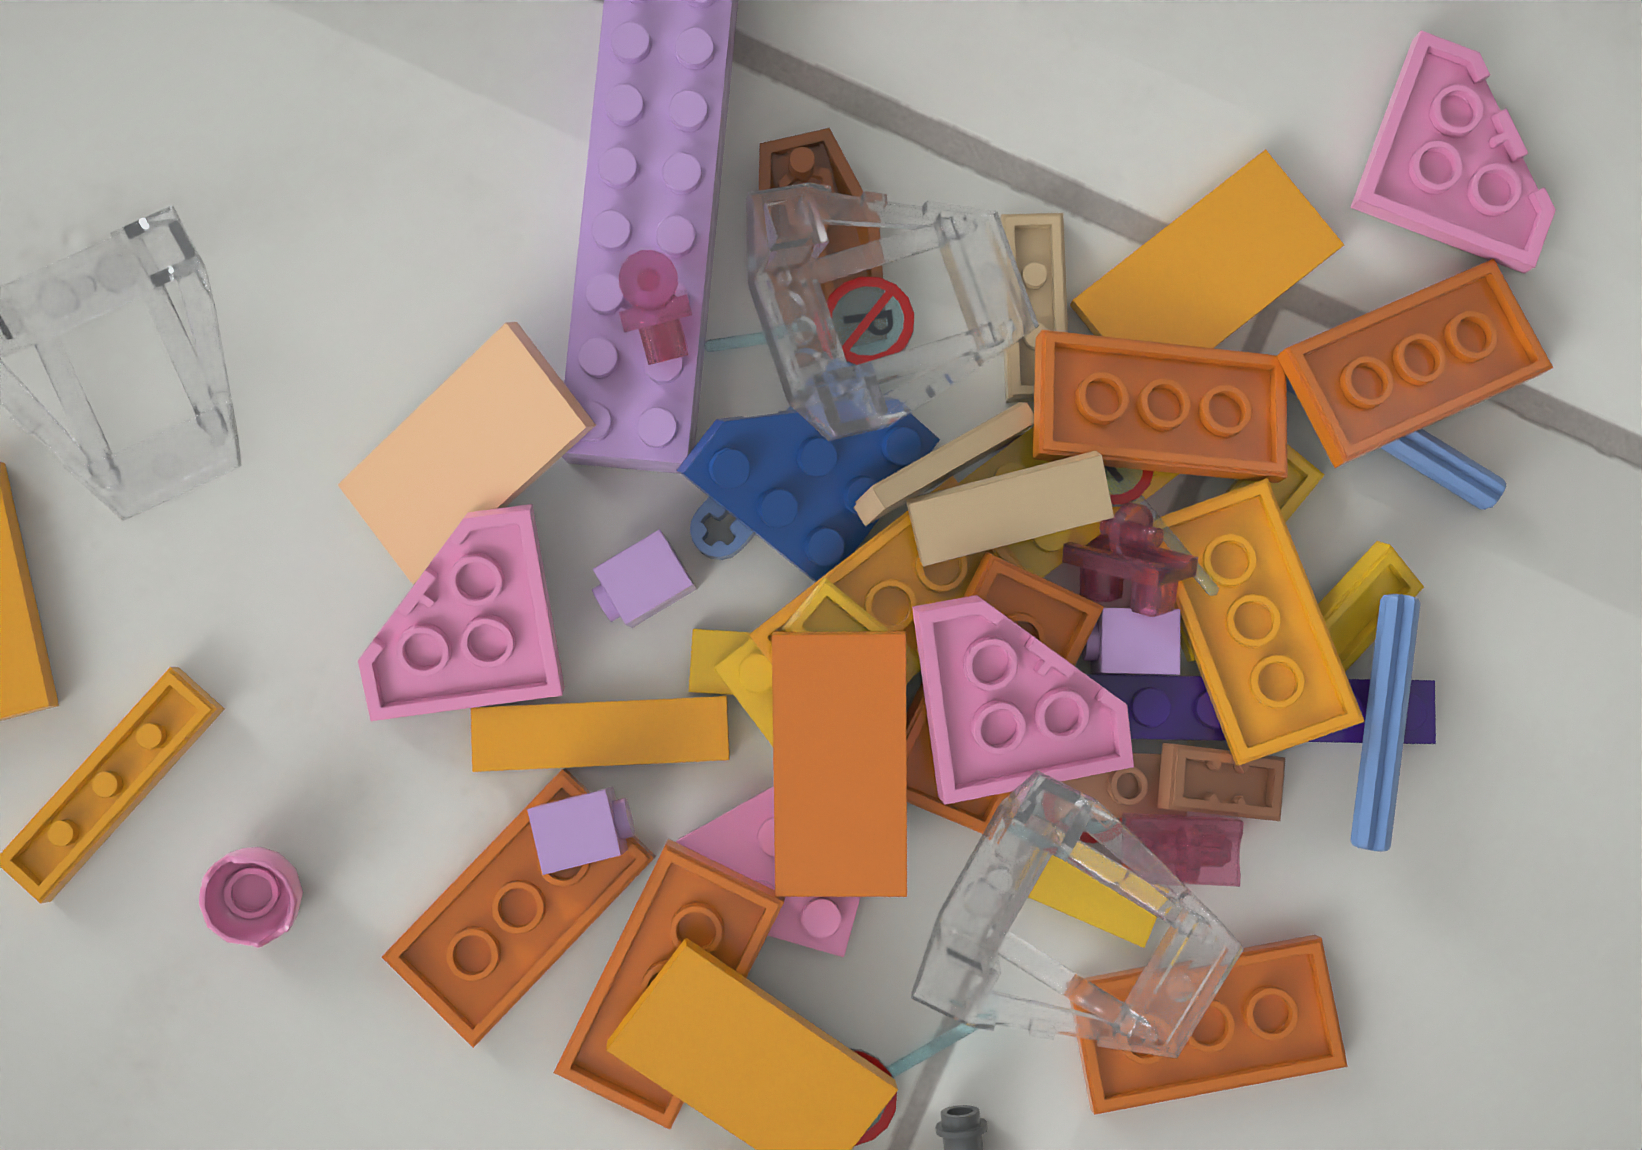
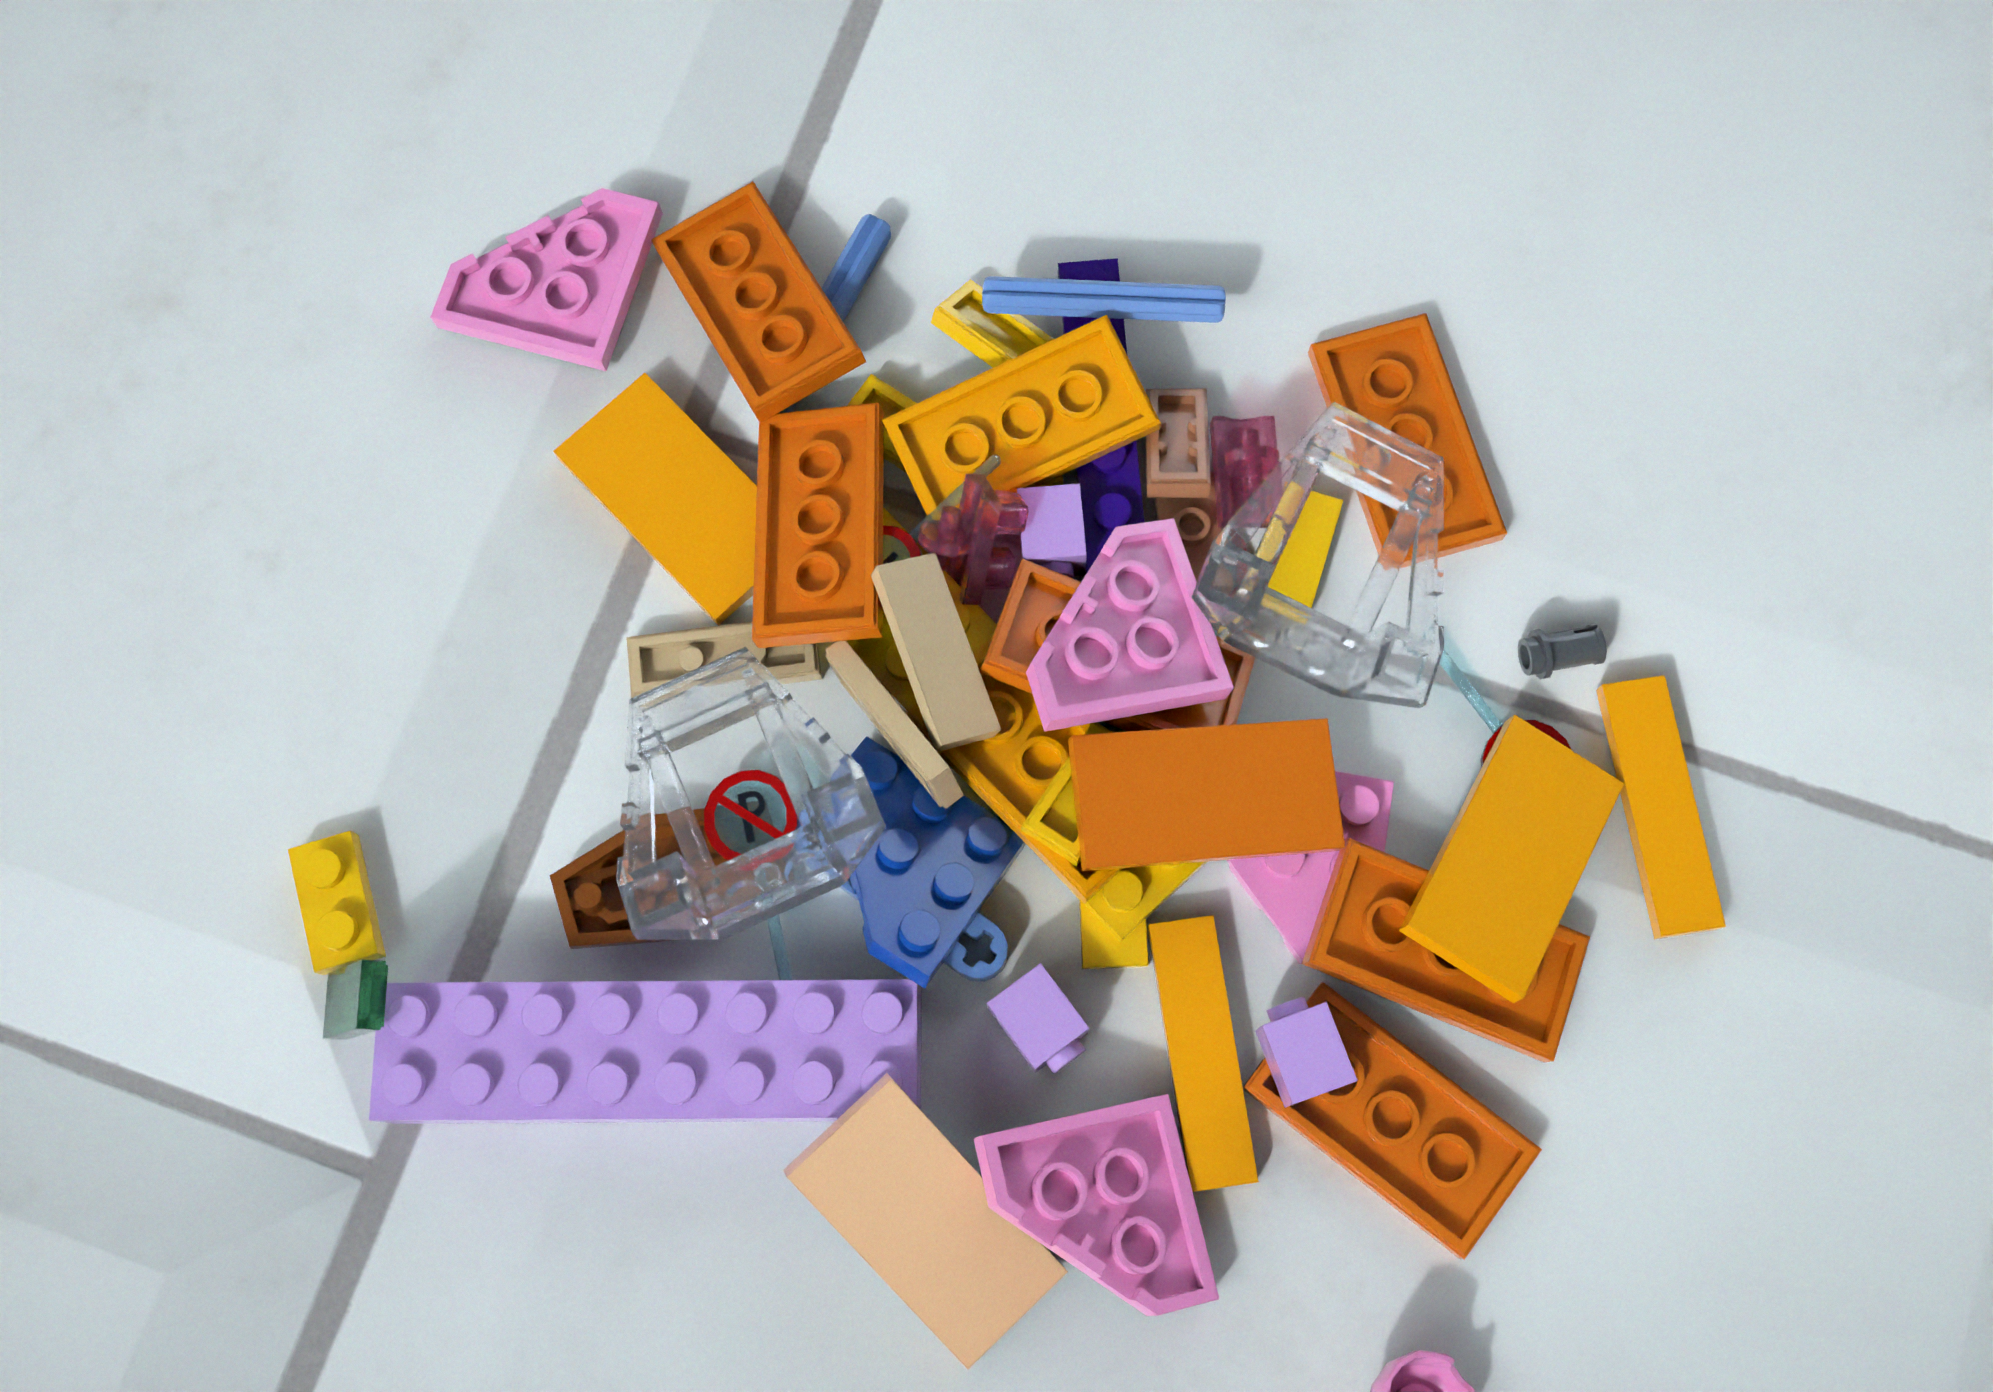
camera: 85 degrees left, 10 degrees down
(655, 306) = (763, 1011): clear pink hips -> none

